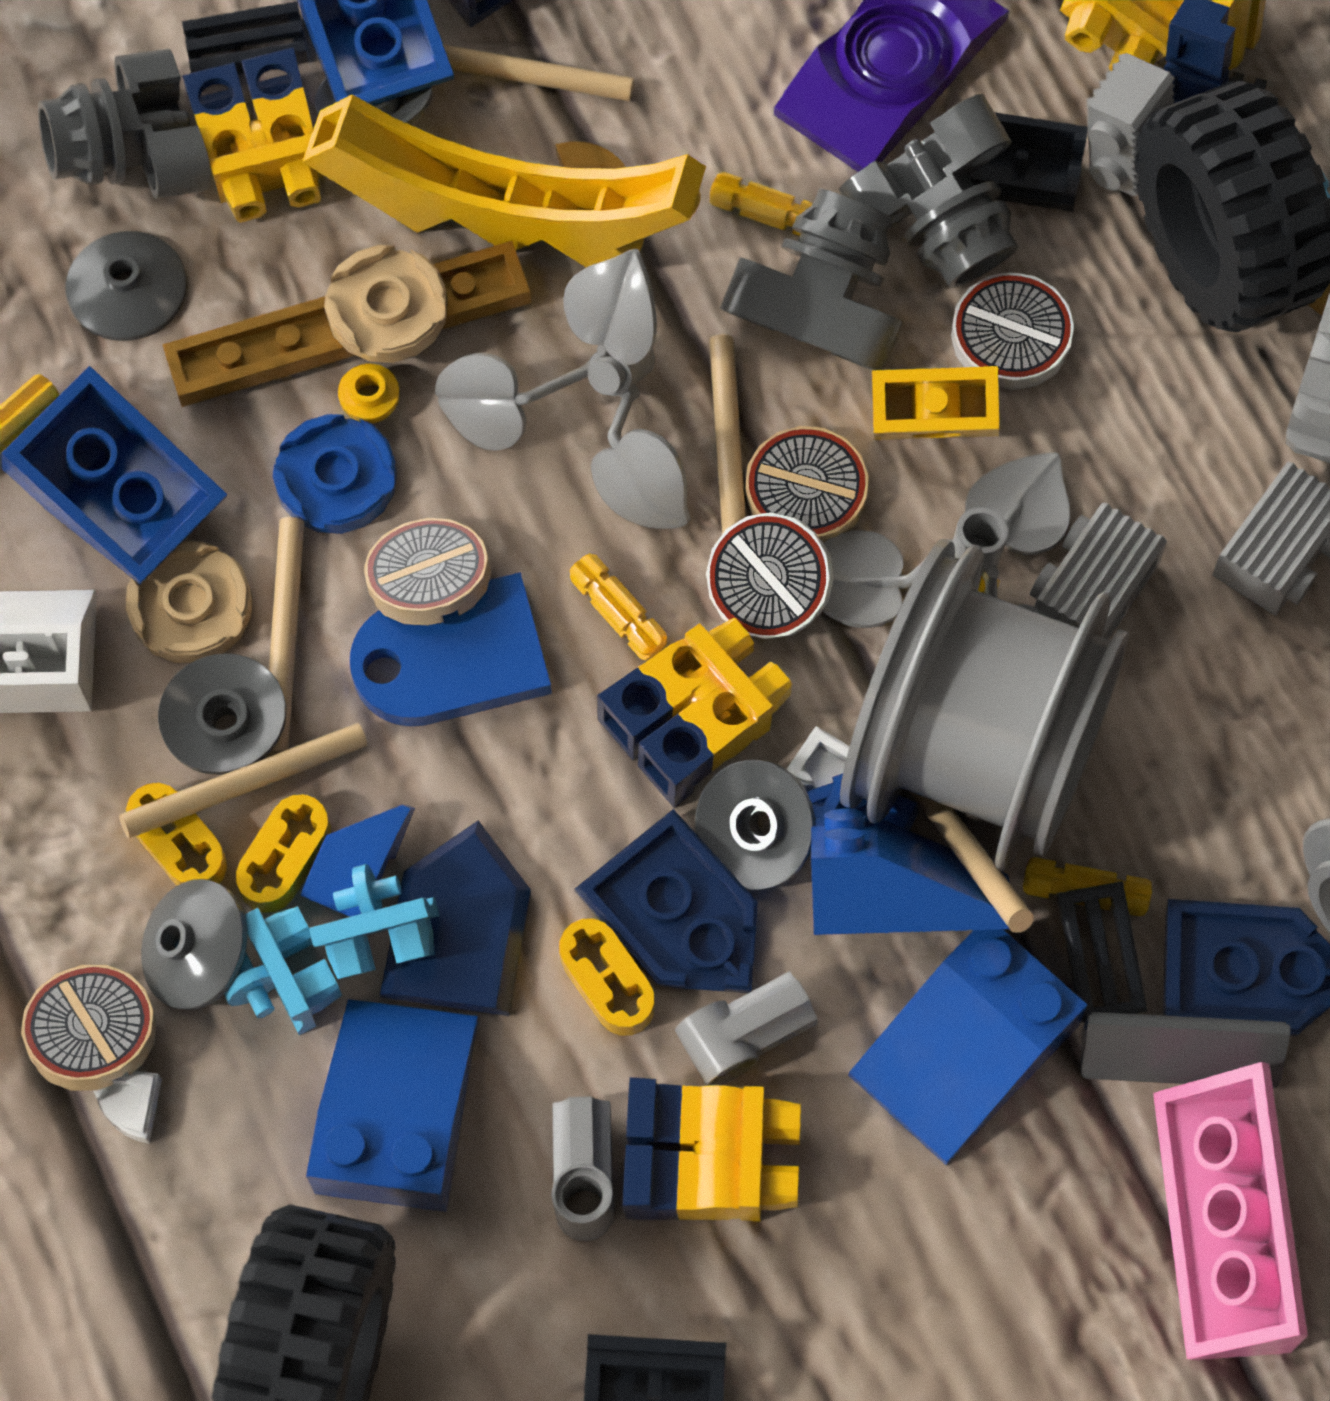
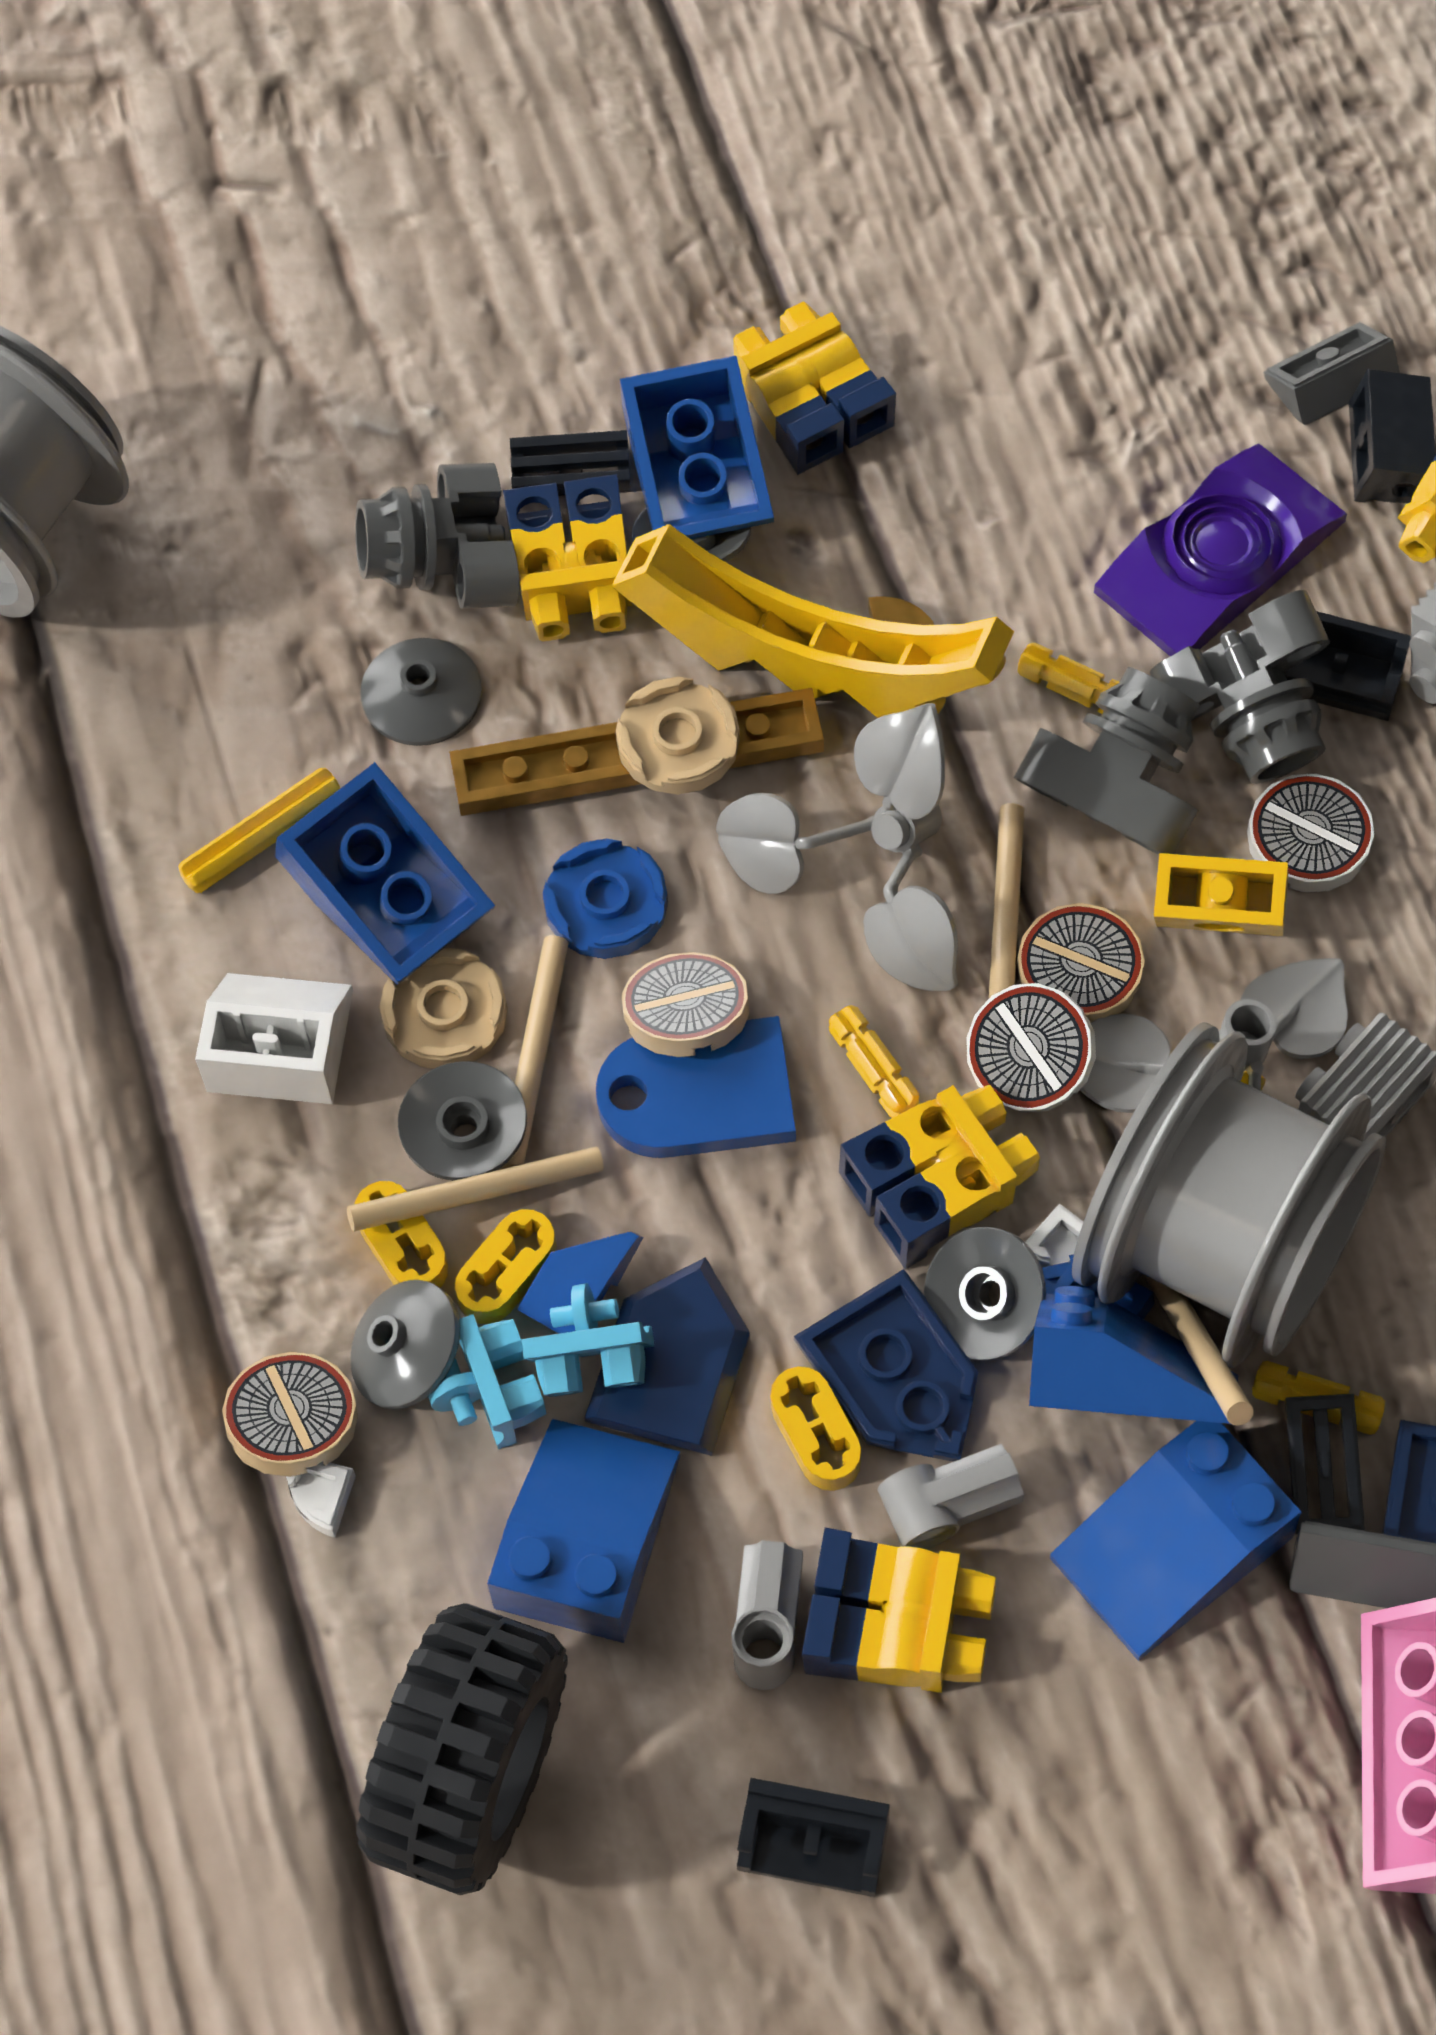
camera: 10 degrees right, 5 degrees down
(369, 408) = (652, 837): yellow plate -> none
(540, 73) = (862, 526): tan bar -> none

